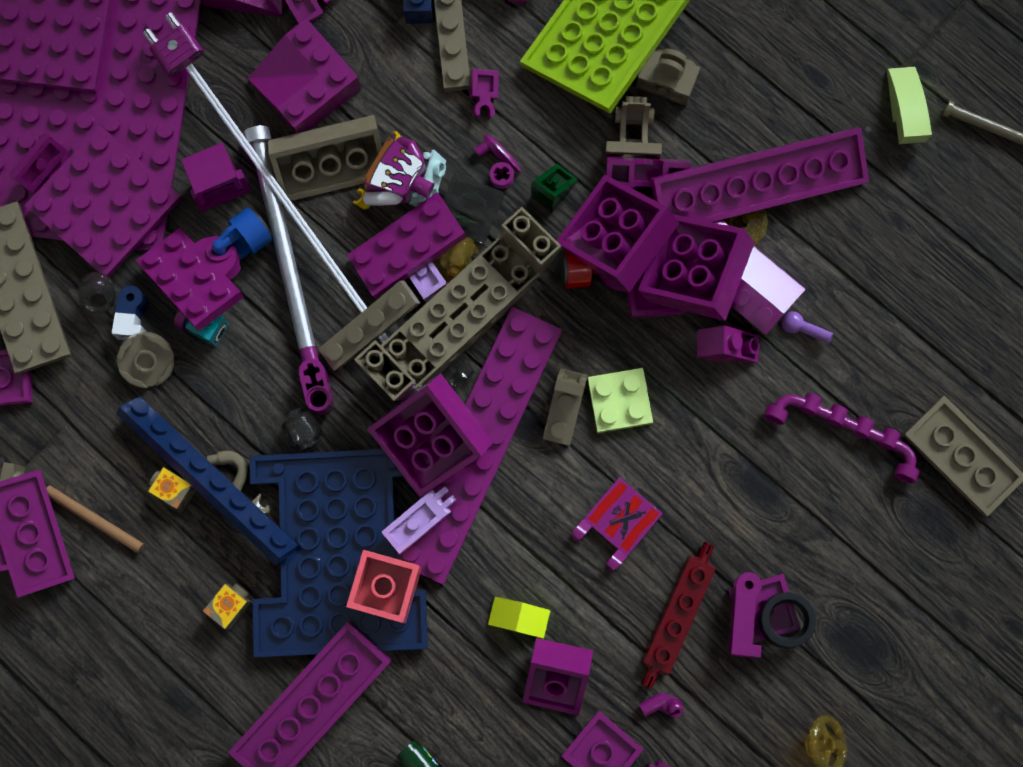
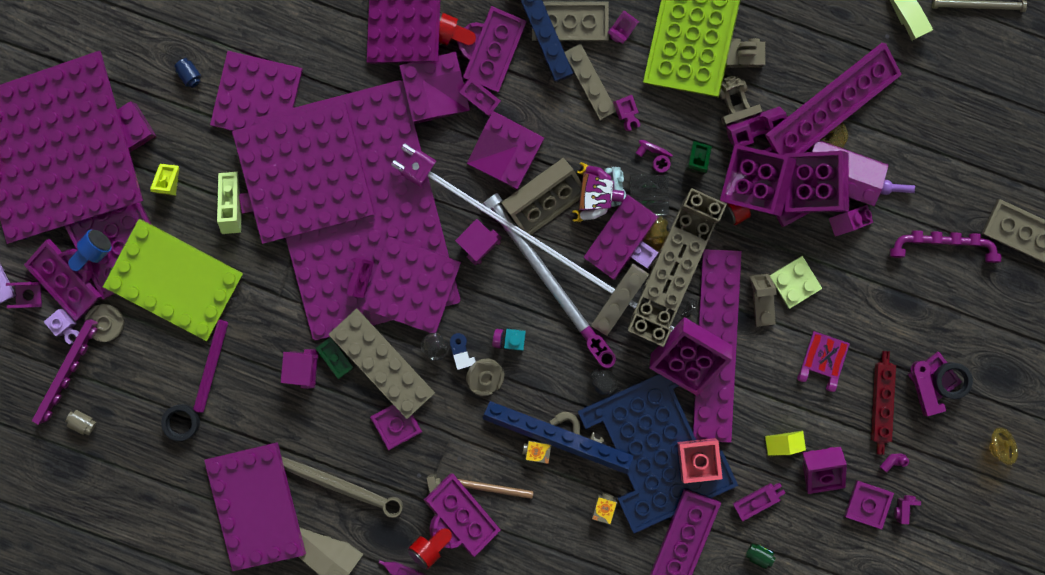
camera: 30 degrees left, 10 degrees up
(200, 273) = (497, 306): magenta plate -> none
(418, 520) = (702, 410): lavender hinge -> none
(447, 683) = (758, 500): none -> magenta hinge

